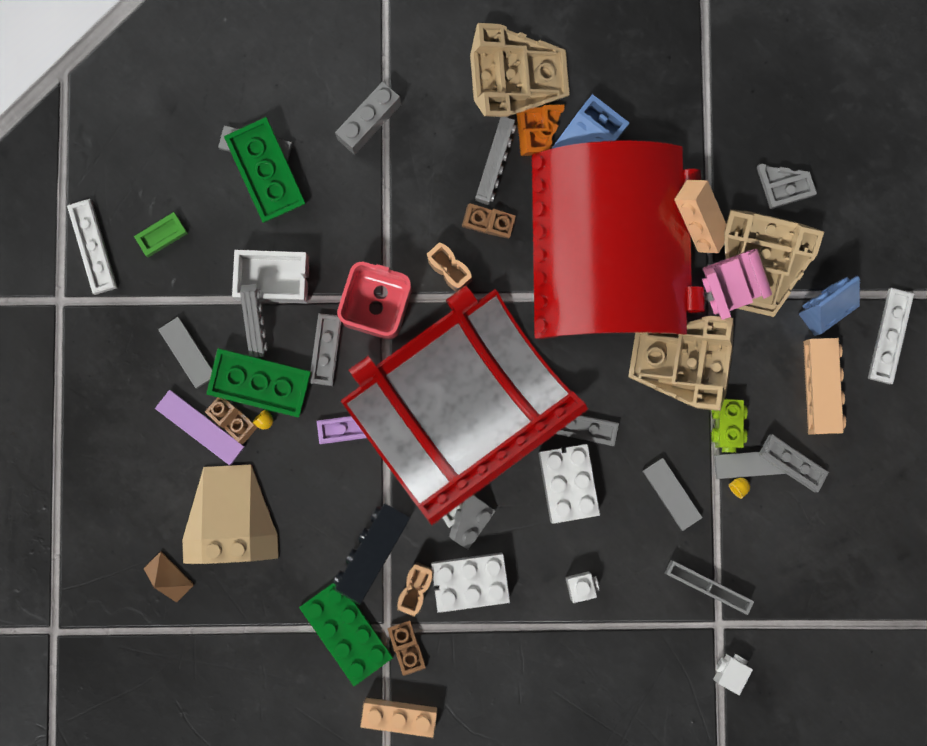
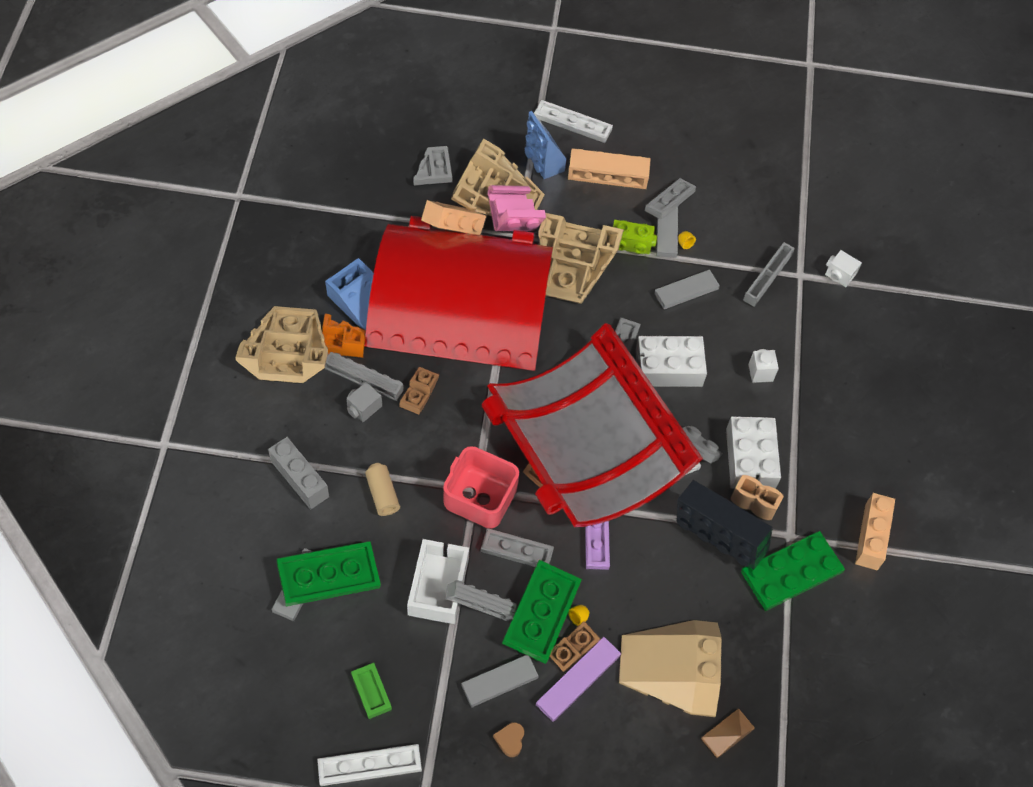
camera: 85 degrees left, 25 degrees down
(132, 370) = (510, 739): none -> medium nougat tile
(365, 204) = (382, 489): none -> tan brick
(406, 648) = (810, 520): medium nougat slope -> none
(443, 262) = (456, 424): light nougat brick -> none
(461, 165) = (363, 402): none -> light grey brick

